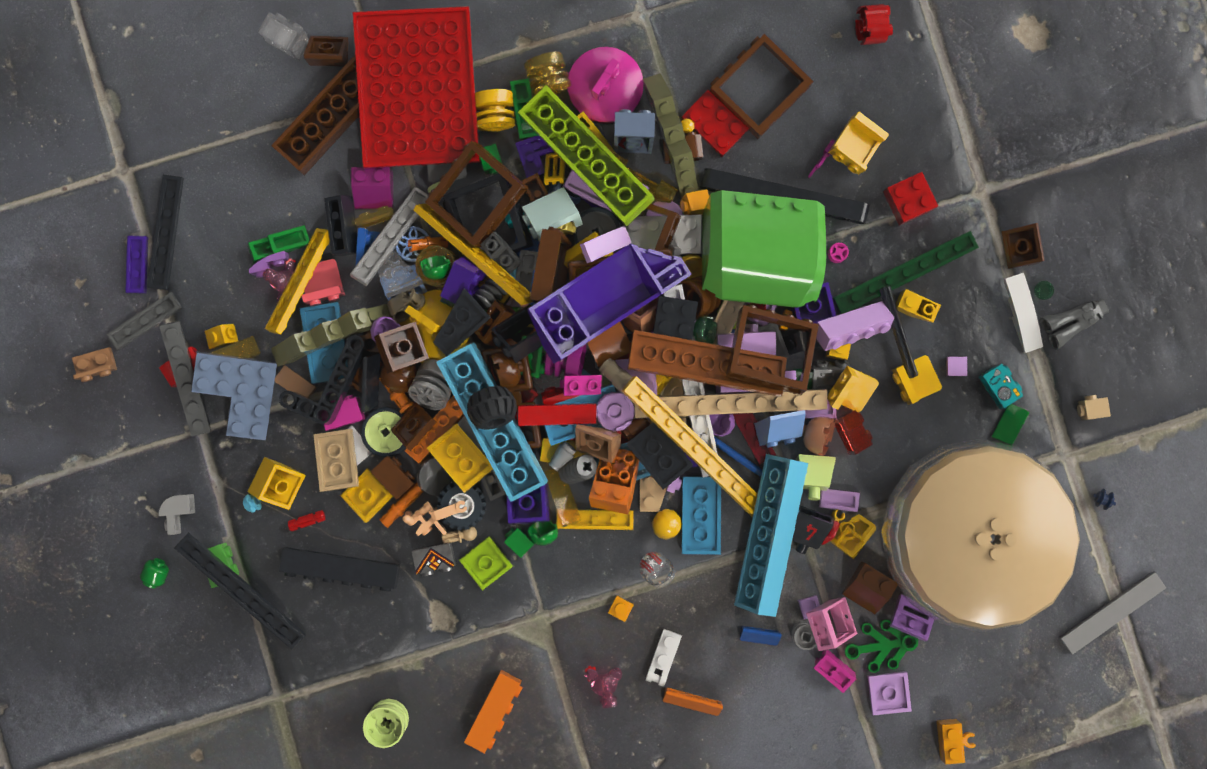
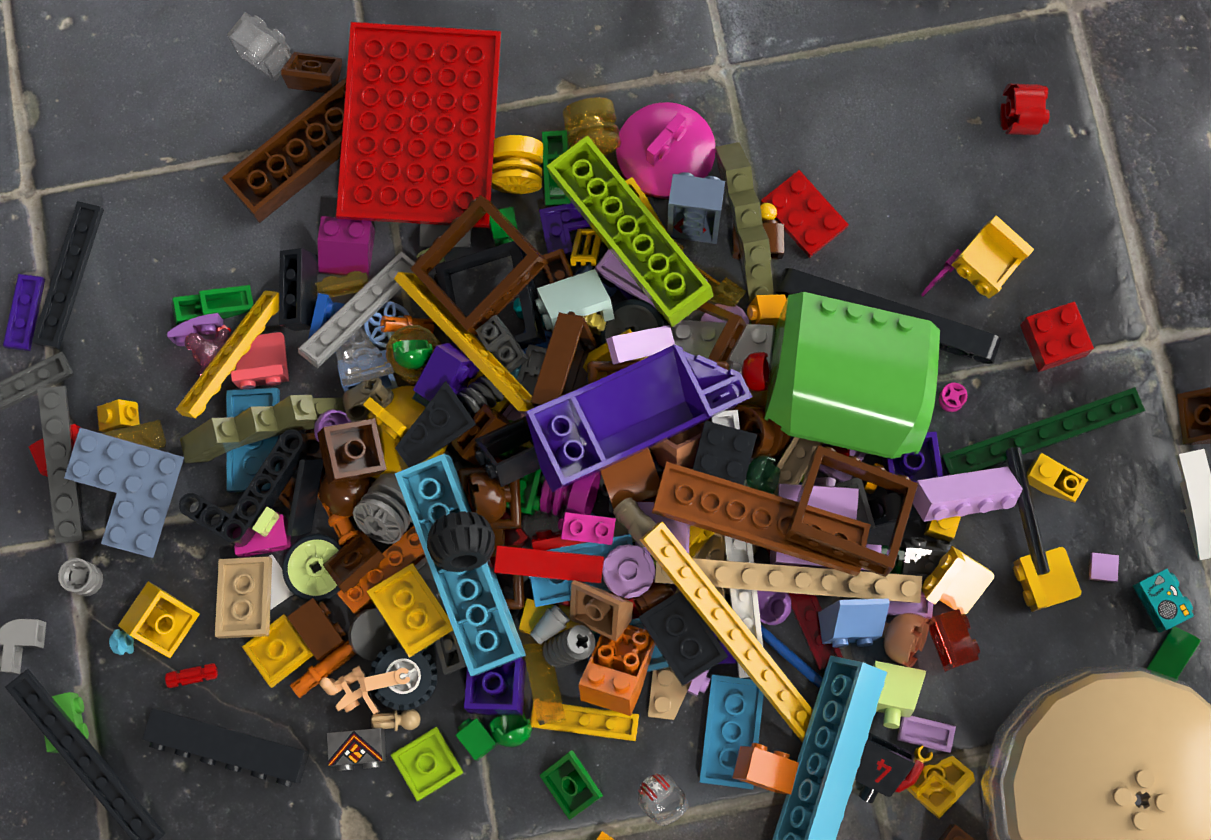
camera: 10 degrees right, 10 degrees down
(214, 459) = (80, 577): none -> light grey wheel
(294, 382) = (200, 483): medium nougat tile -> none
(345, 405) = (266, 522): none -> yellowish green tile
(591, 566) = (571, 785): none -> green slope
(666, 524) = (683, 739): yellow hair -> none
(691, 253) = (756, 371): none -> red hair
(728, 540) = (765, 769): none -> orange brick
(759, 130) = (897, 201): reddish brown window -> none

